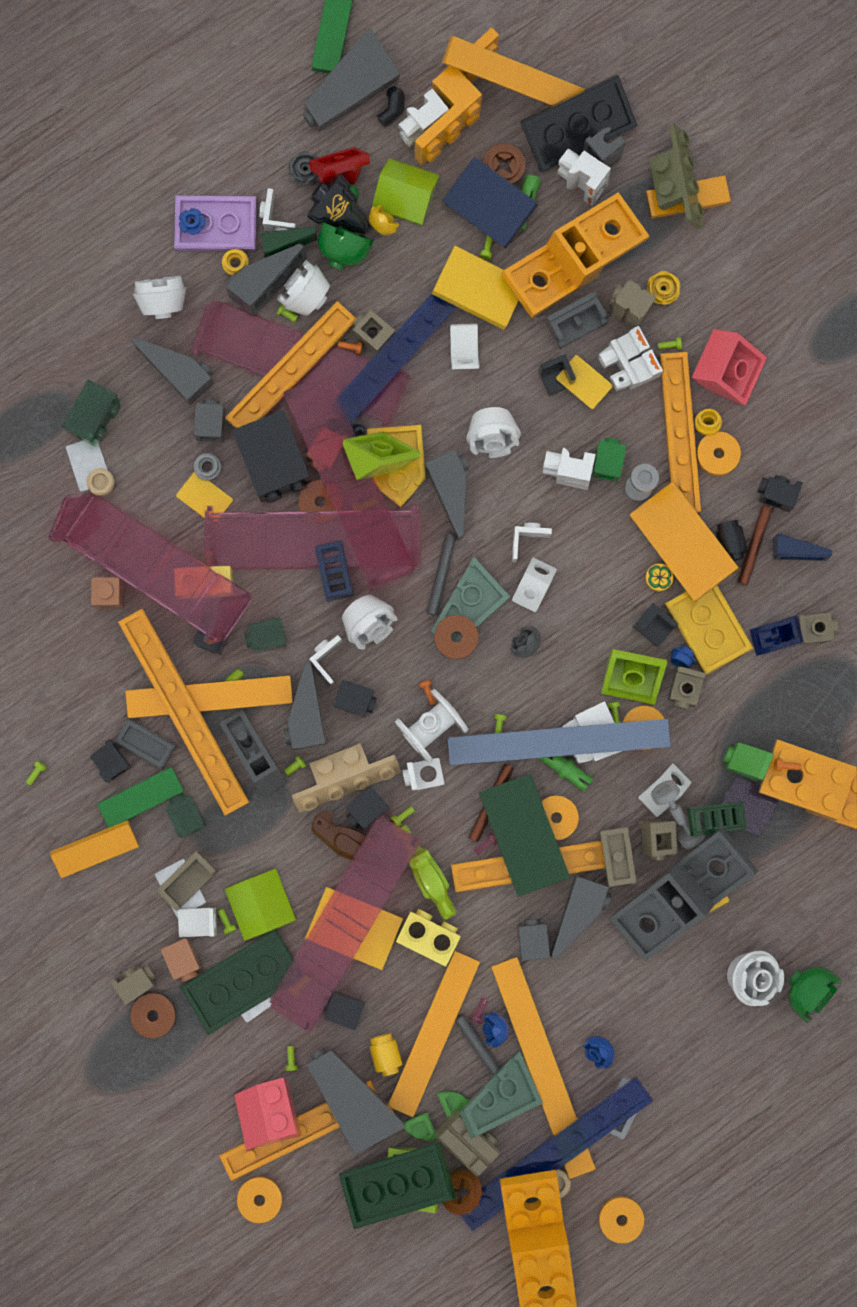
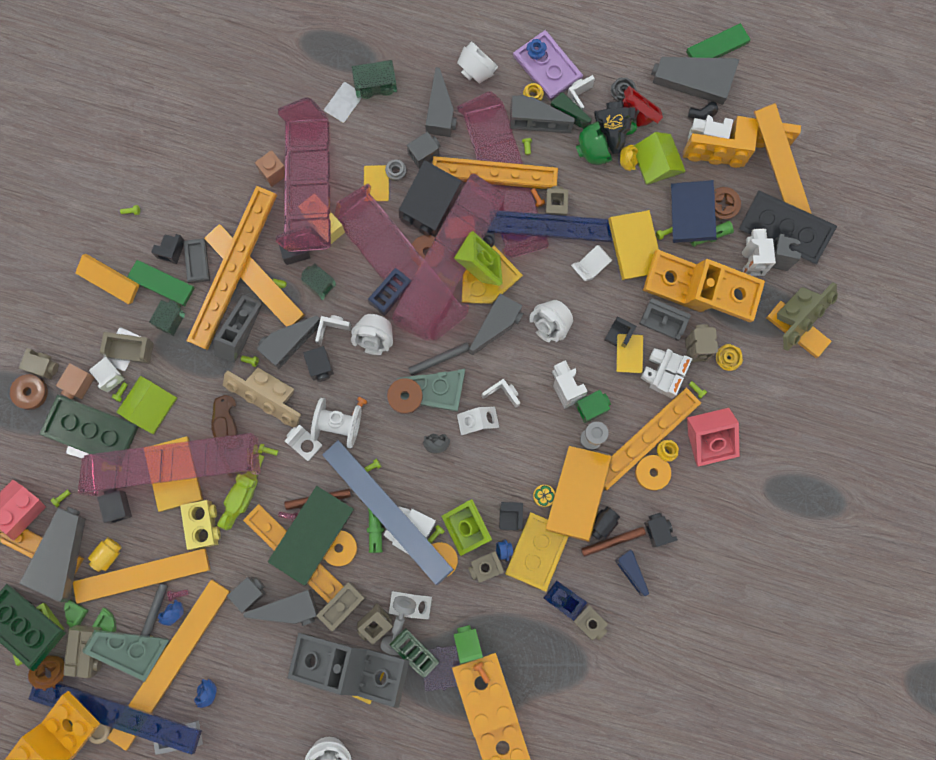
camera: 55 degrees right, 5 degrees down
(100, 482) = (337, 116): tan tile -> none
(305, 290) = (548, 143): white cone -> none
(366, 808) = (254, 423): black brick -> none

